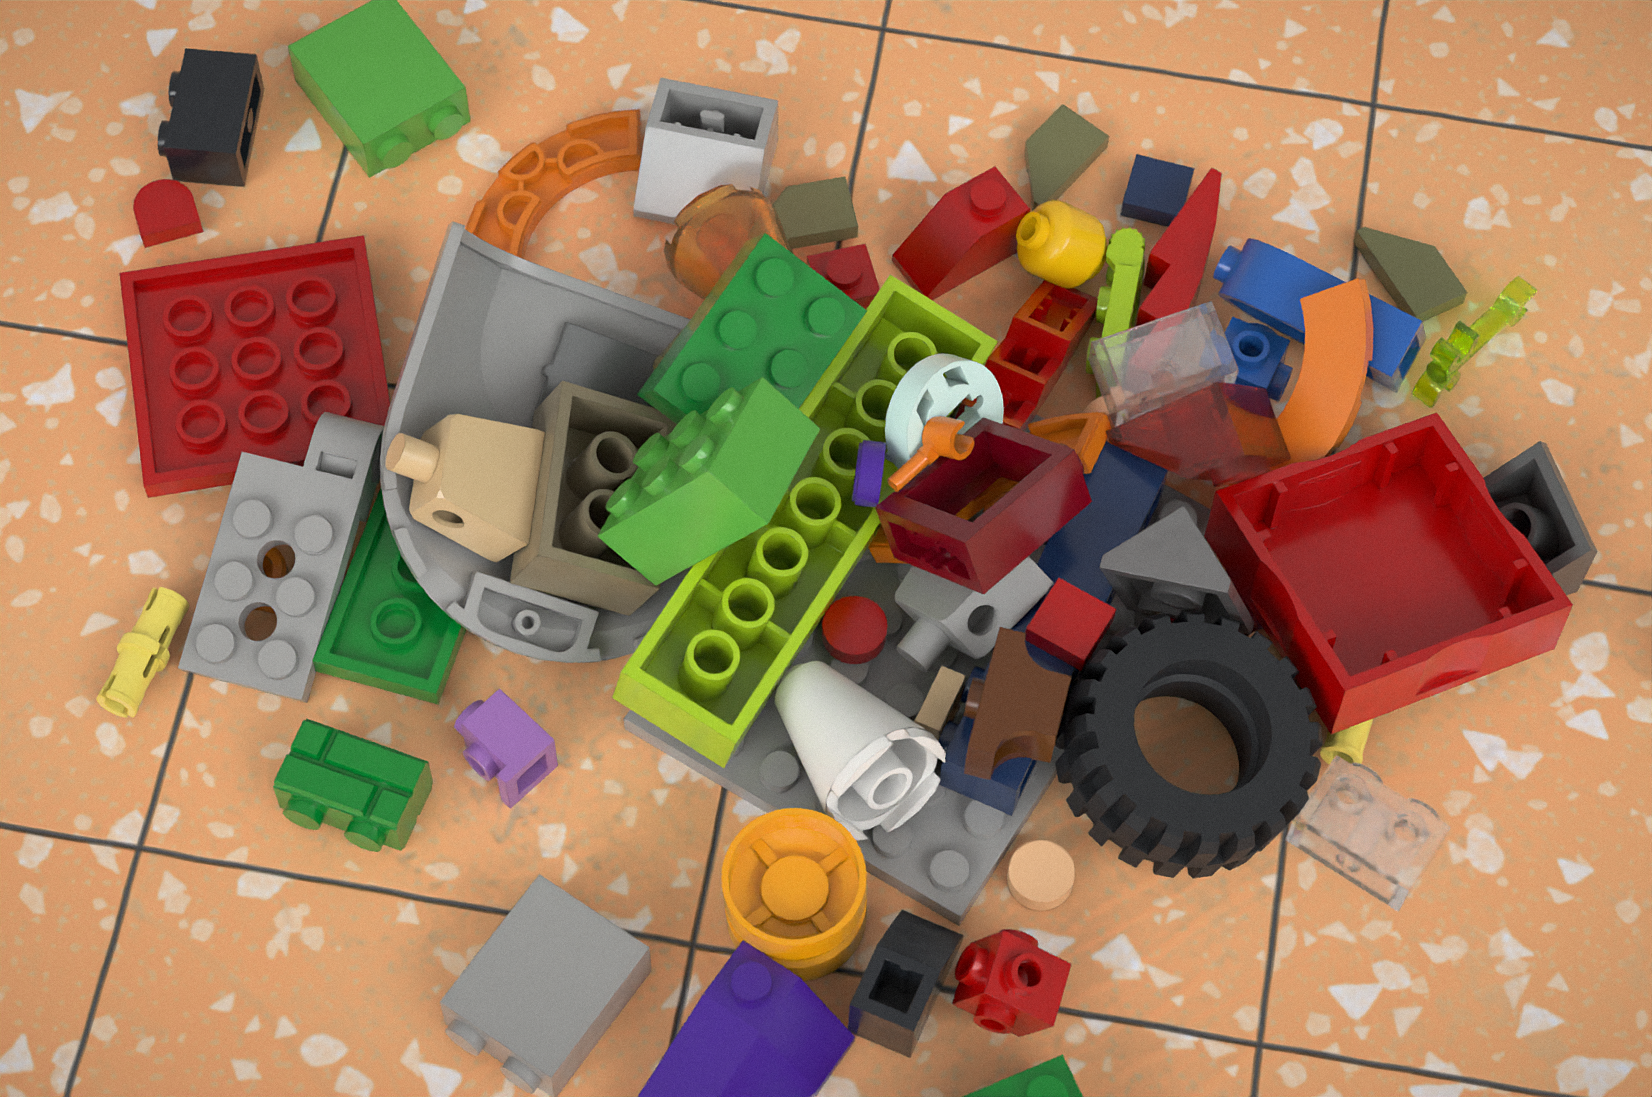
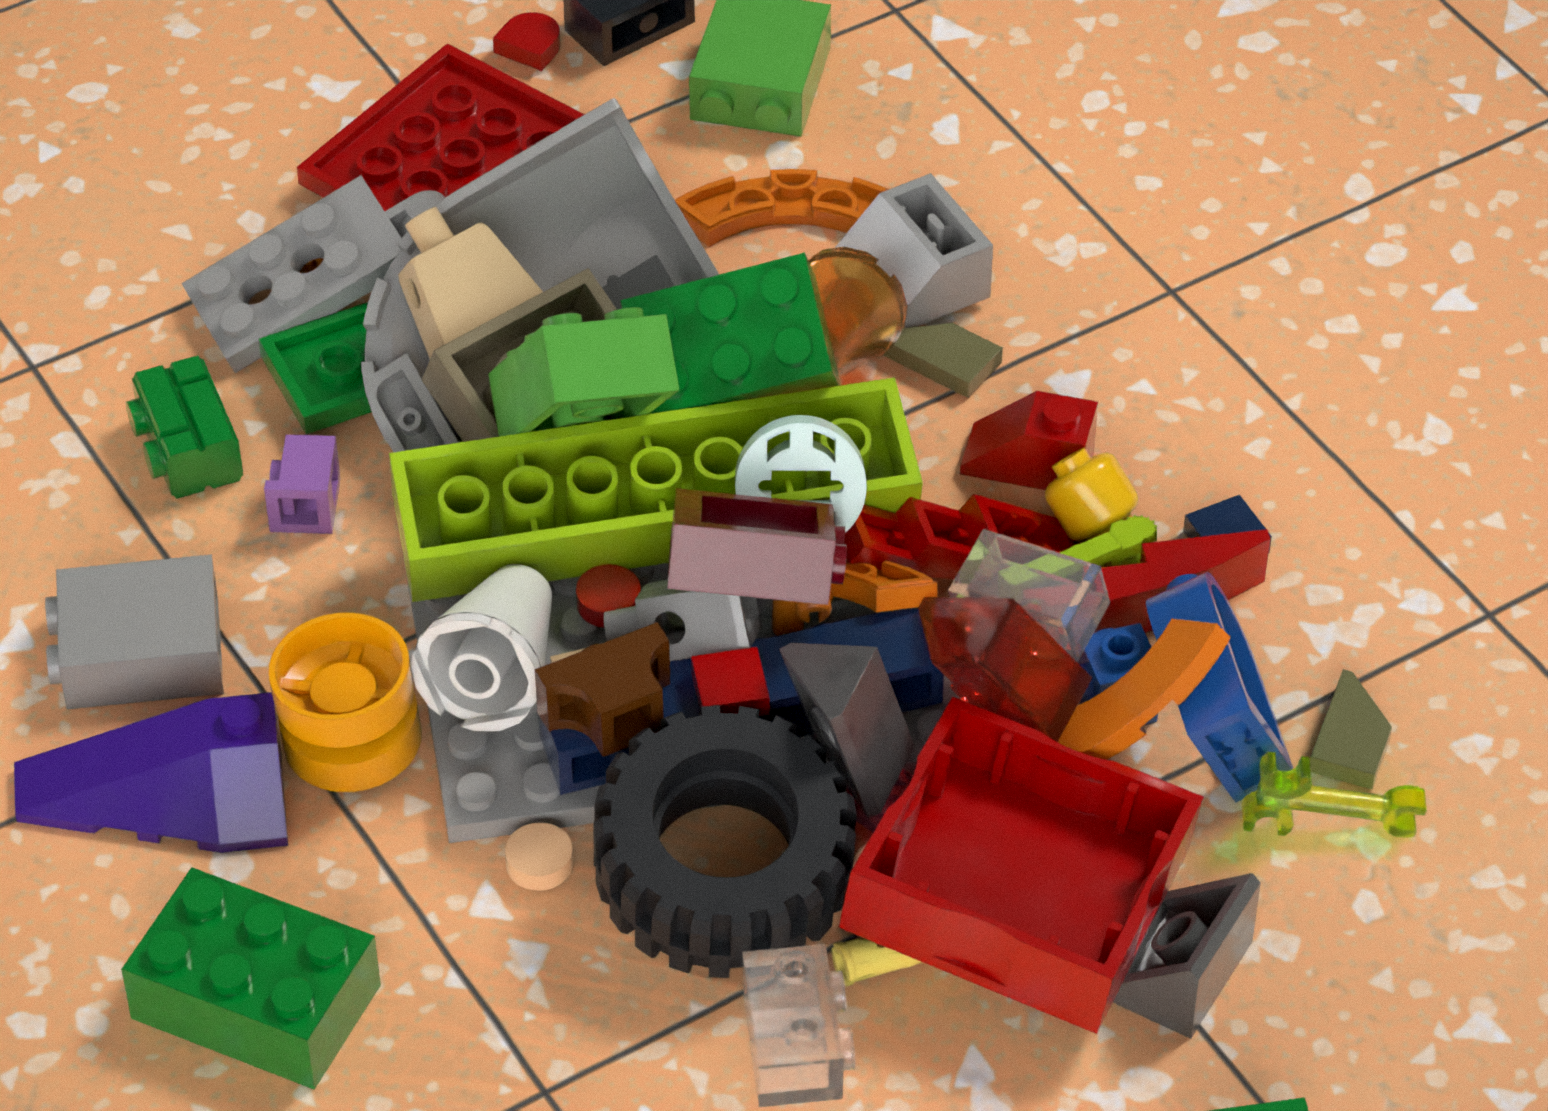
camera: 50 degrees right, 15 degrees down
(143, 652) = (171, 258): light yellow pin -> none
(849, 271) = (926, 409): red plate -> none
(868, 473) = (705, 467): dark purple tile -> none
(903, 982) = (351, 819): black slope -> none
(938, 440) = (753, 481): orange hand -> none
(1010, 983) = (408, 902): red brick -> none
(1061, 153) = (1183, 457): olive tile -> none

